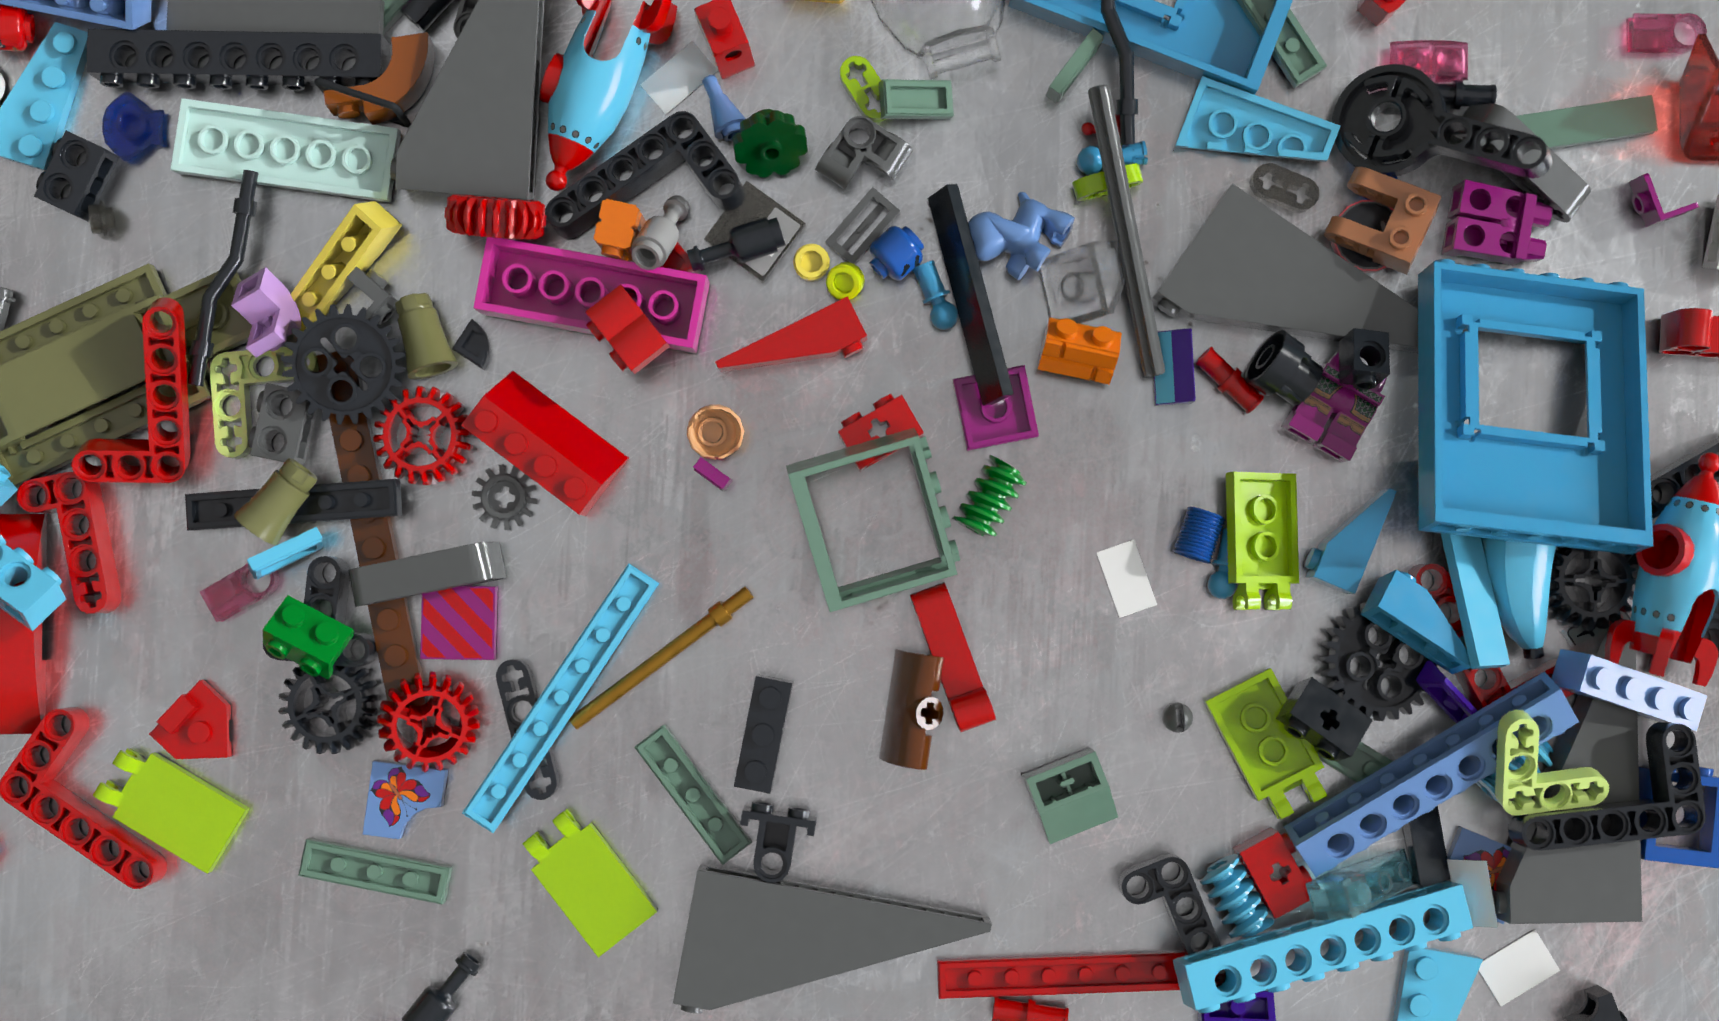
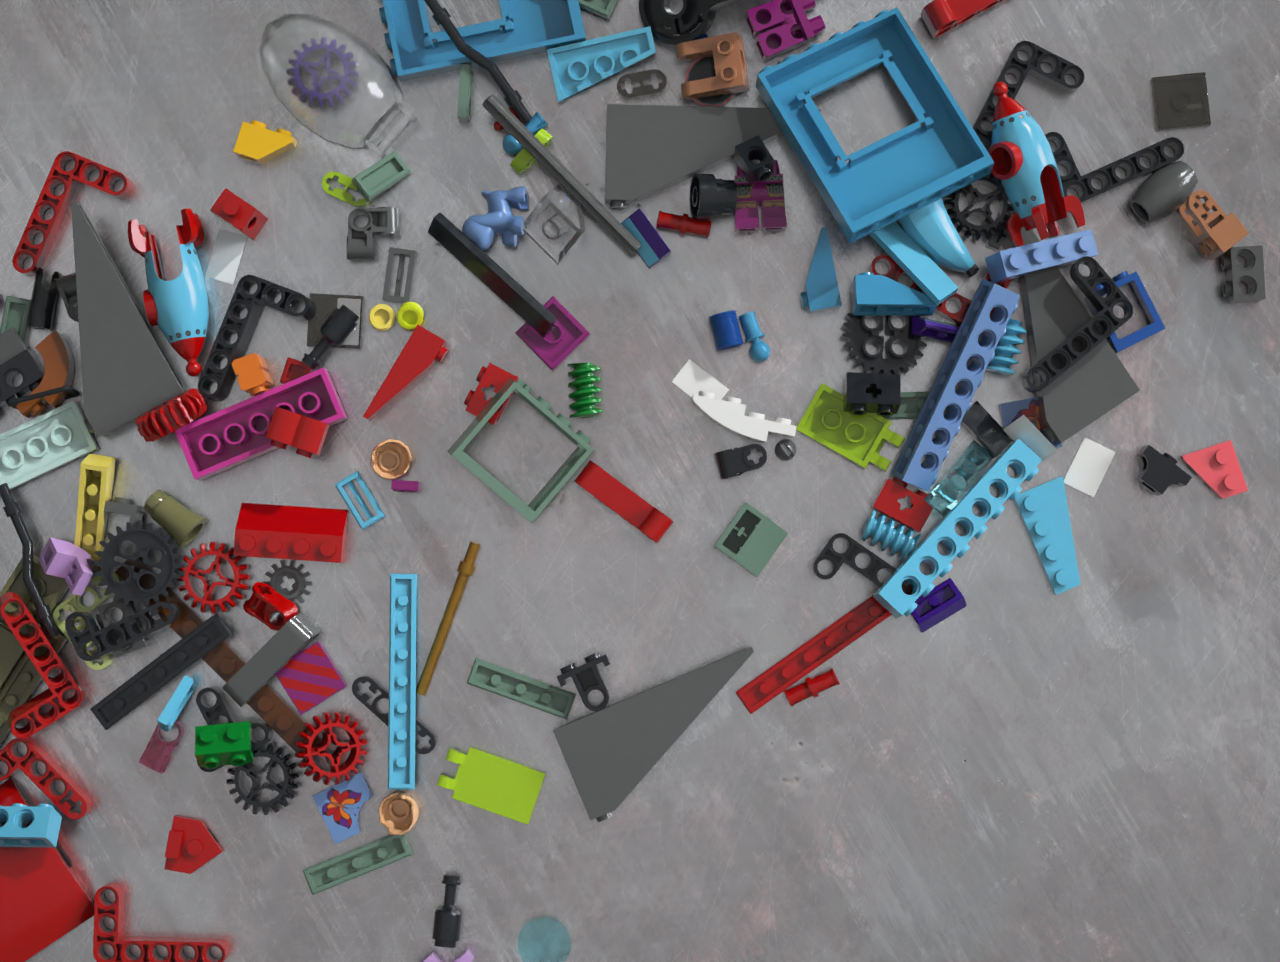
camera: 35 degrees left, 0 degrees up
(173, 808) = (209, 904): lime tile -> none
(277, 502) = (152, 674): olive plant -> none
(281, 428) = (125, 626): none -> black beam
(457, 847) = (398, 813): none -> light nougat hair
(466, 514) = (269, 605): none -> red piece
(474, 345) = (207, 502): black tile -> none
(635, 451) = (348, 480): none -> medium azure tile
(659, 235) = (278, 361): light grey piece -> none
(725, 115) = (273, 263): medium blue cone -> none
(763, 733) = (539, 622): black brick -> none
(769, 143) = (309, 261): dark green plant -> none
(896, 253) = (430, 278): blue head -> none
(911, 709) = (619, 548): reddish brown panel -> none
(943, 313) = (483, 296): dark azure pin -> none
(1079, 350) = (580, 265): orange brick -> none
(1113, 696) = (735, 461): none -> black piece
(1141, 639) = (731, 417): none -> white slope
(1262, 538) = (765, 307): lime tile -> none
(1533, 783) = (1012, 350): yellowish green beam -> none

